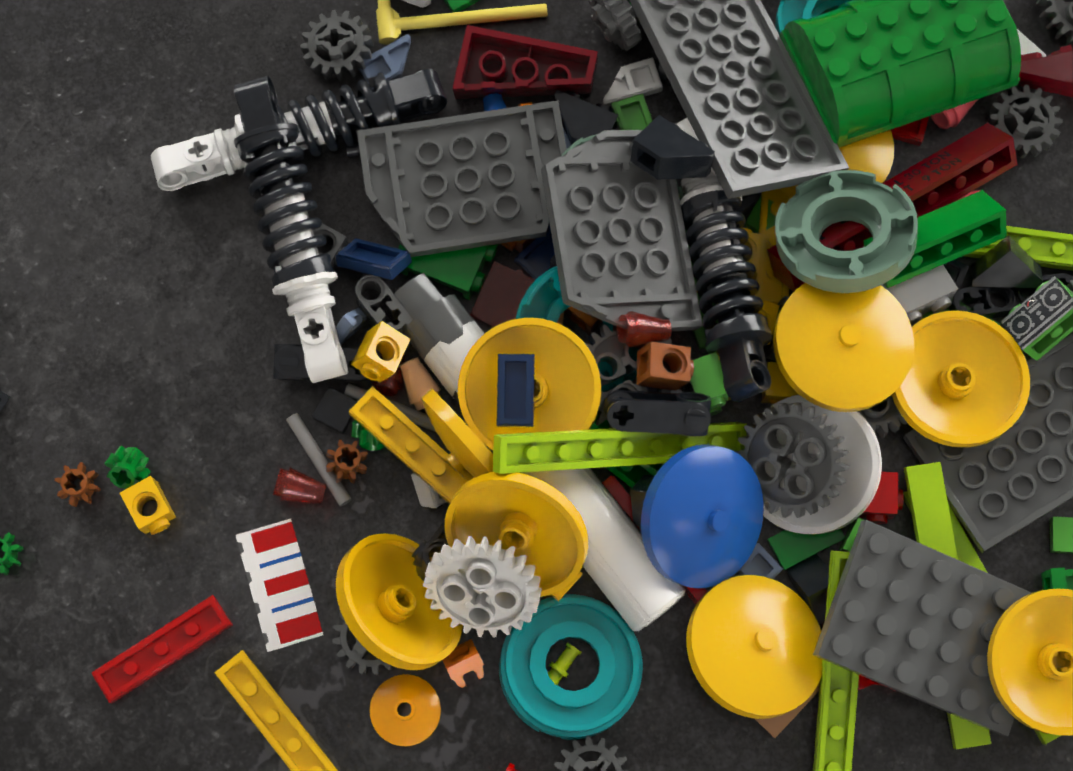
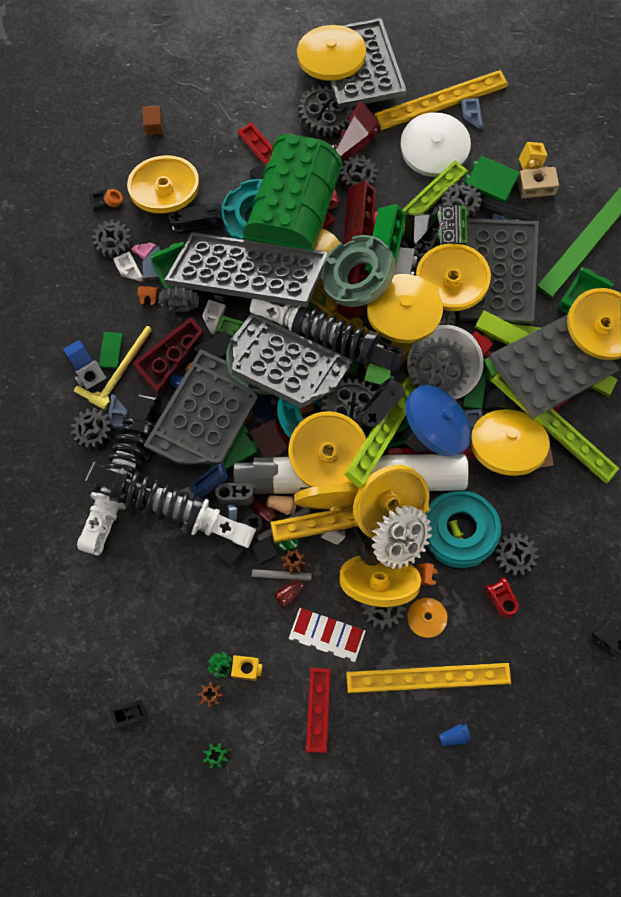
camera: 50 degrees left, 5 degrees down
(391, 346) = (257, 507): yellow brick -> none
(515, 390) = (325, 456): dark blue tile -> none
(642, 329) = (337, 383): clear red cone -> none
(651, 369) = (360, 387): dark orange brick -> none
(670, 152) = (267, 315): black slope -> none

